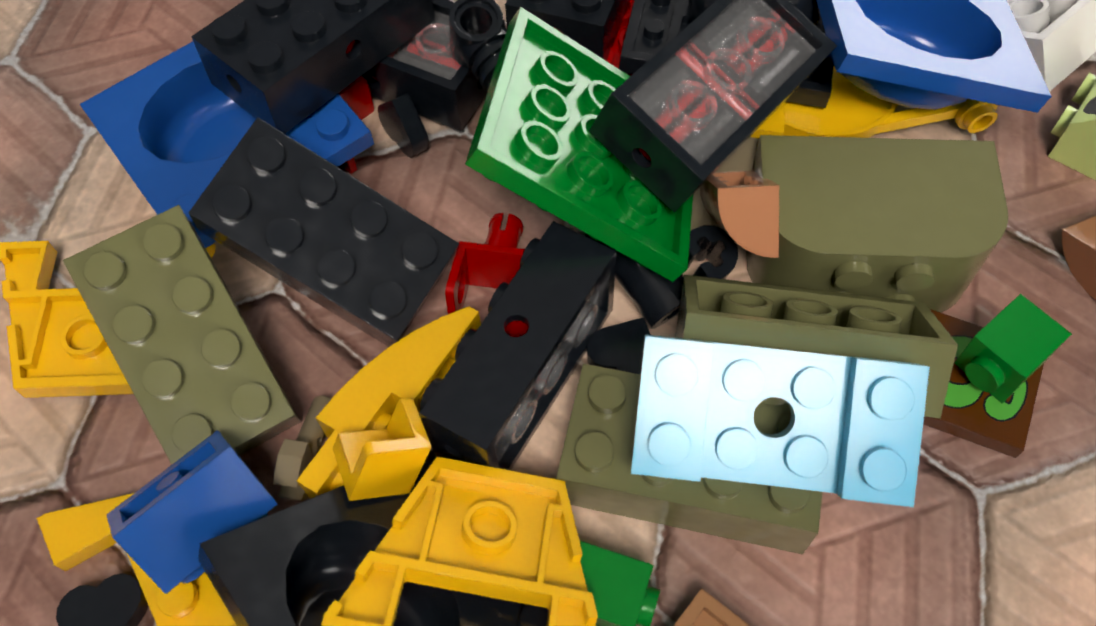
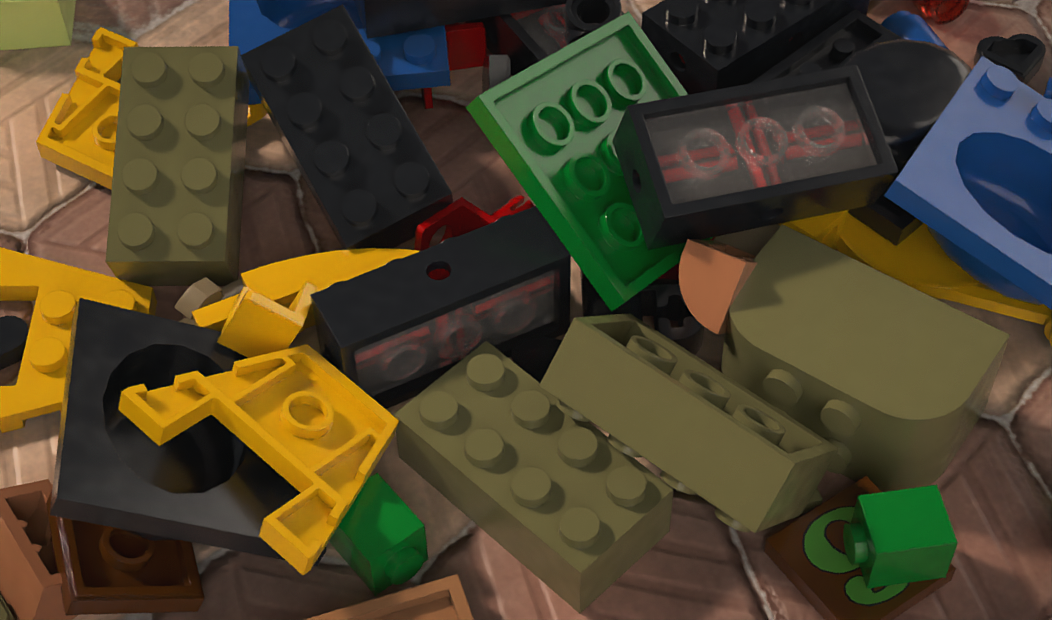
camera: 30 degrees right, 10 degrees down
(186, 505) = (112, 274): blue brick -> none
(848, 431) = (538, 401): piece -> none

